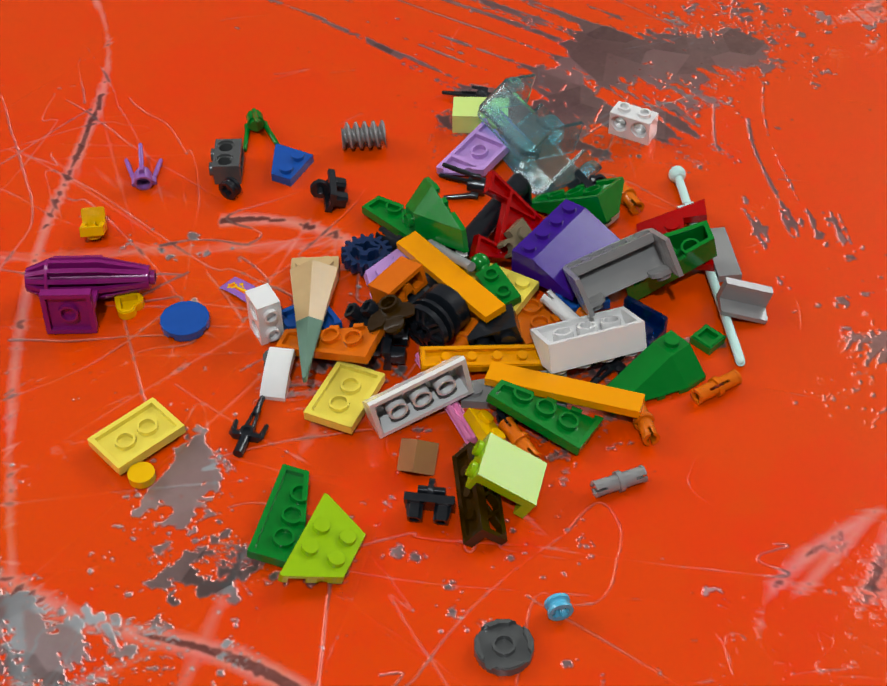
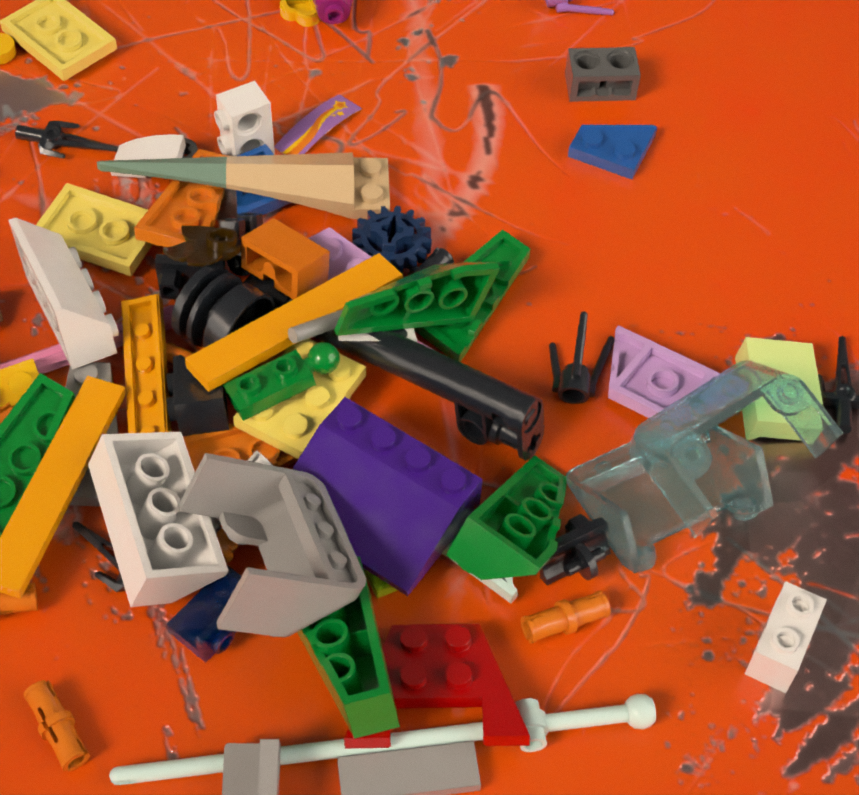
camera: 85 degrees right, 10 degrees up
(185, 320) = (267, 61): blue tile -> none
(230, 188) = (541, 81): black bush -> none
(256, 122) = (707, 99): green plant -> none
(331, 191) = (542, 187): black hips -> none
(363, 135) = (683, 224): light grey piece -> none
(512, 209) = (433, 411): red wing -> none
(514, 235) = (397, 410): dark tan plate -> none
(662, 369) = (93, 630): green wedge -> none
(707, 339) = (180, 726): green tile -> none

